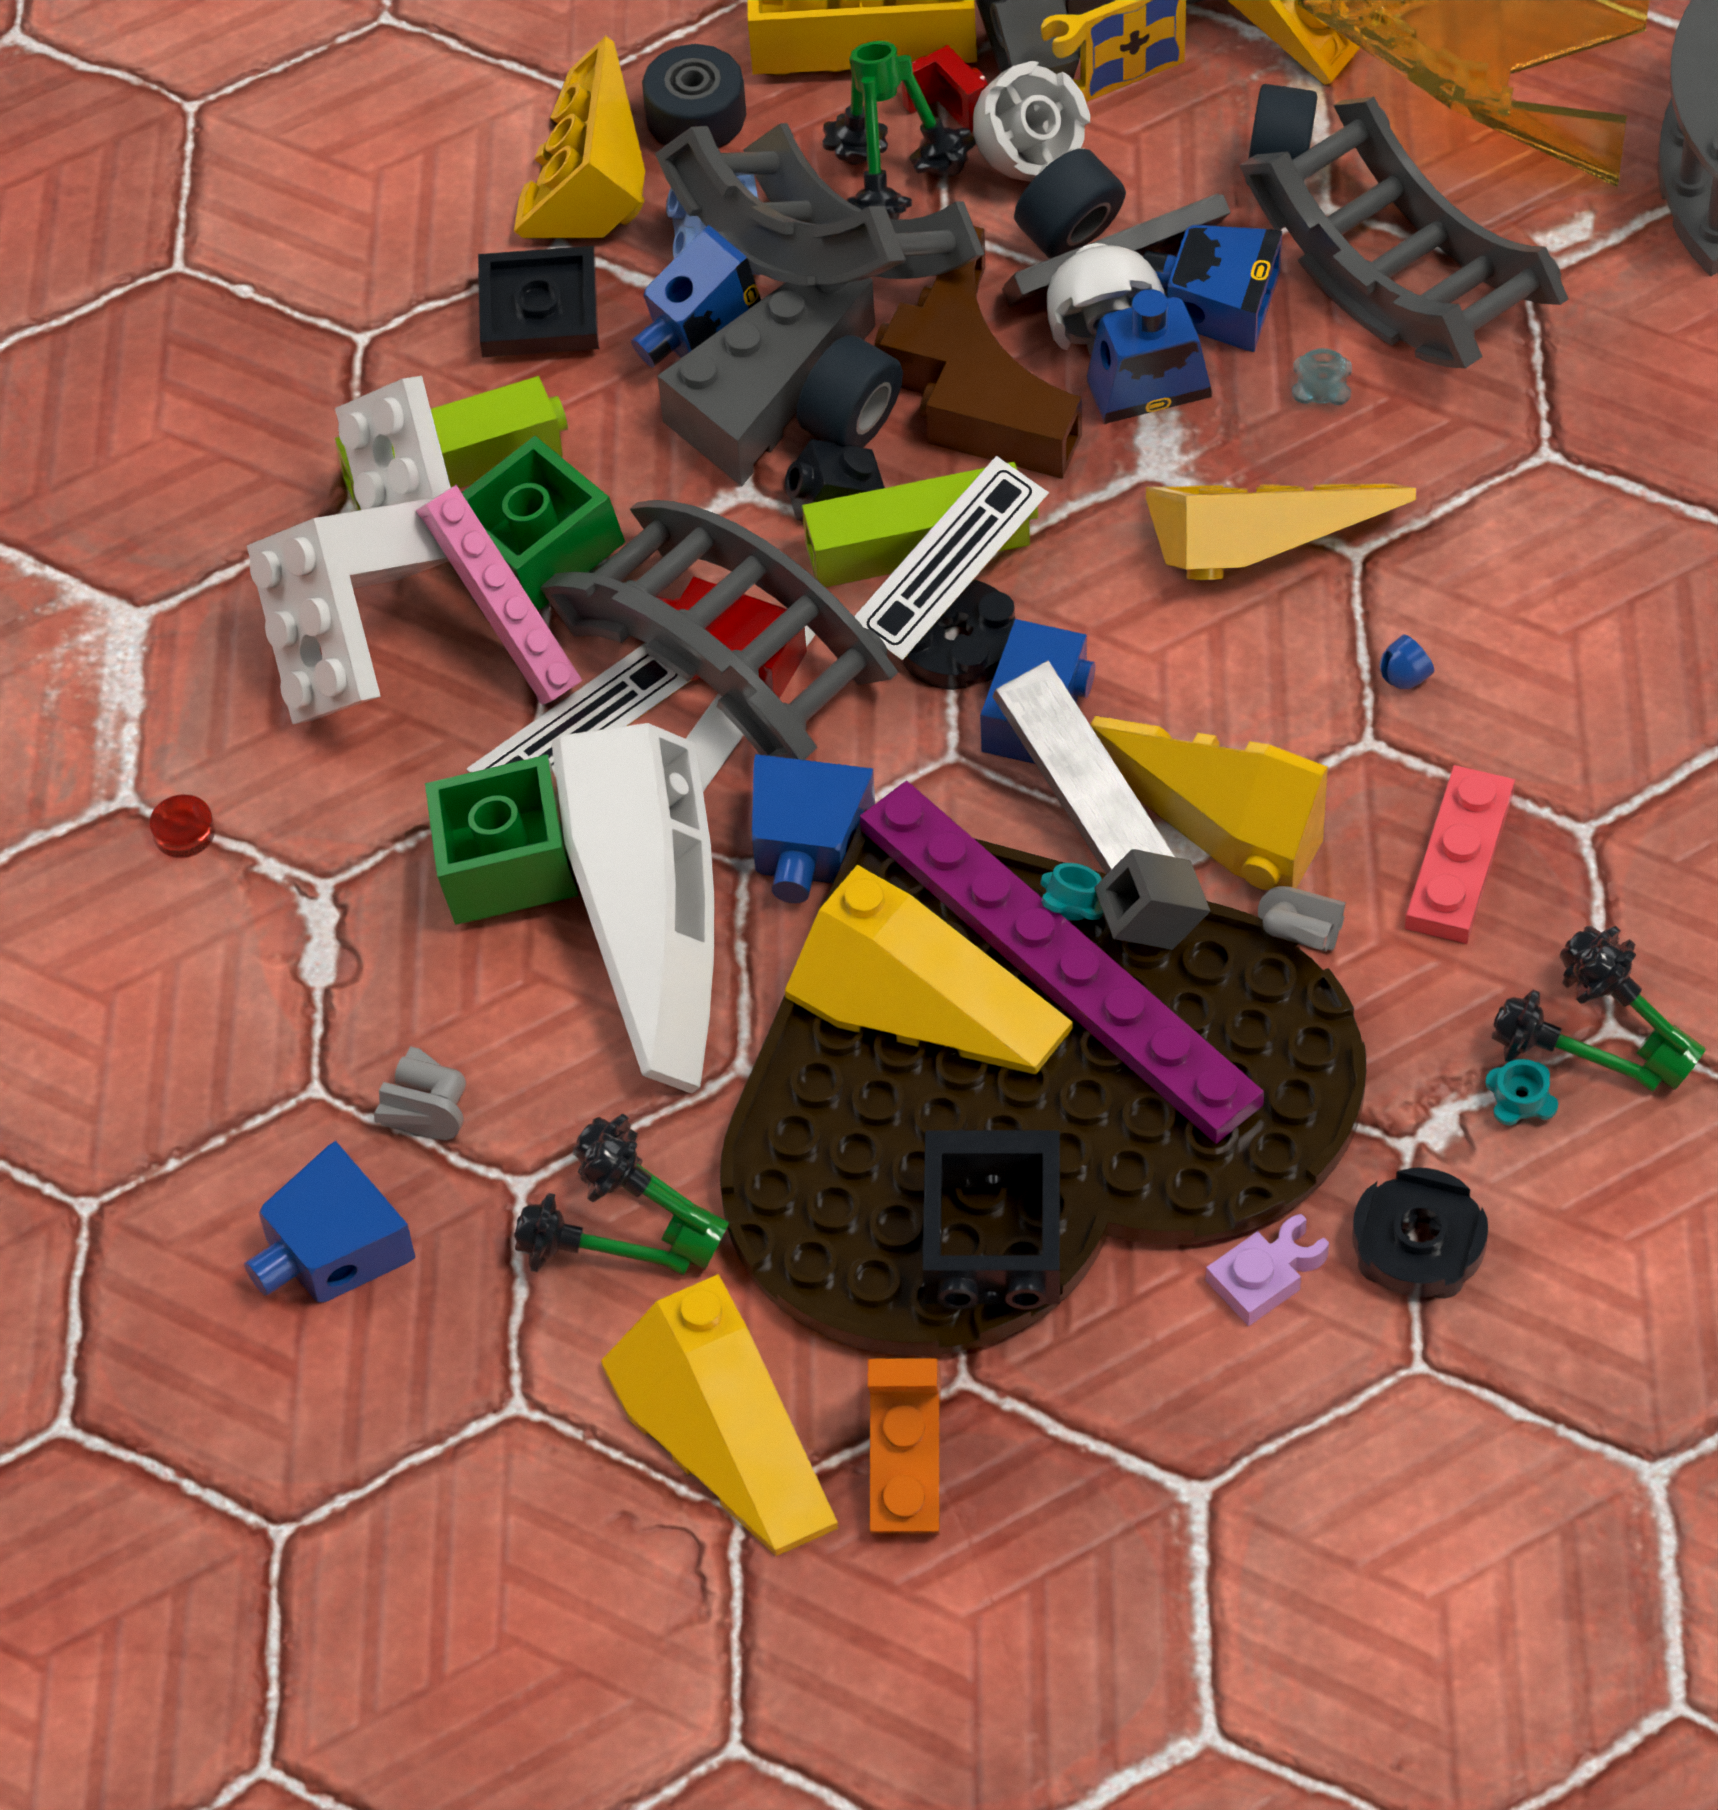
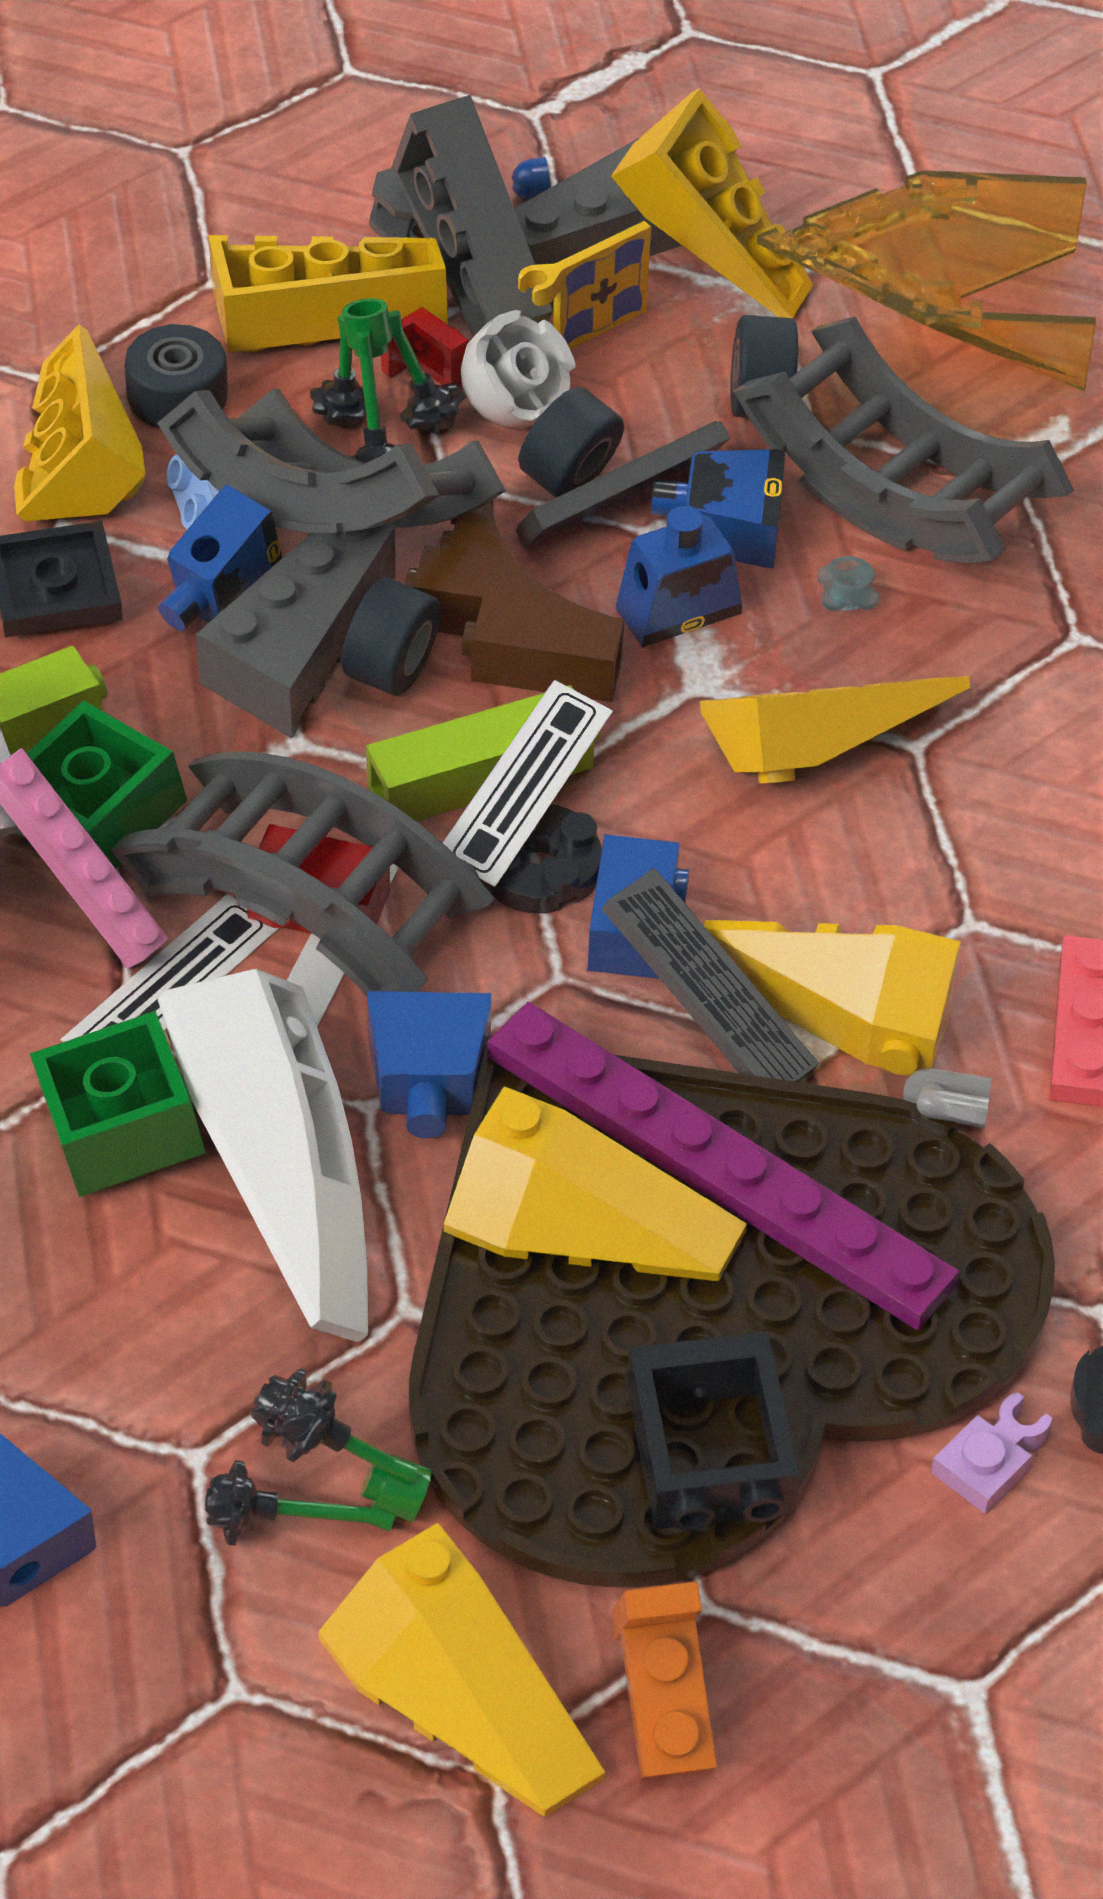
camera: 15 degrees left, 5 degrees down
(419, 1112) = (77, 1378): light grey piece -> none
(830, 472) = (380, 714): black bracket -> none
(1072, 892) = (722, 1093): teal plate -> none
(1091, 285) = (613, 515): white cylinder -> none
(1152, 899) = (807, 1091): dark grey brick -> none
(1405, 663) = (993, 843): blue hinge -> none

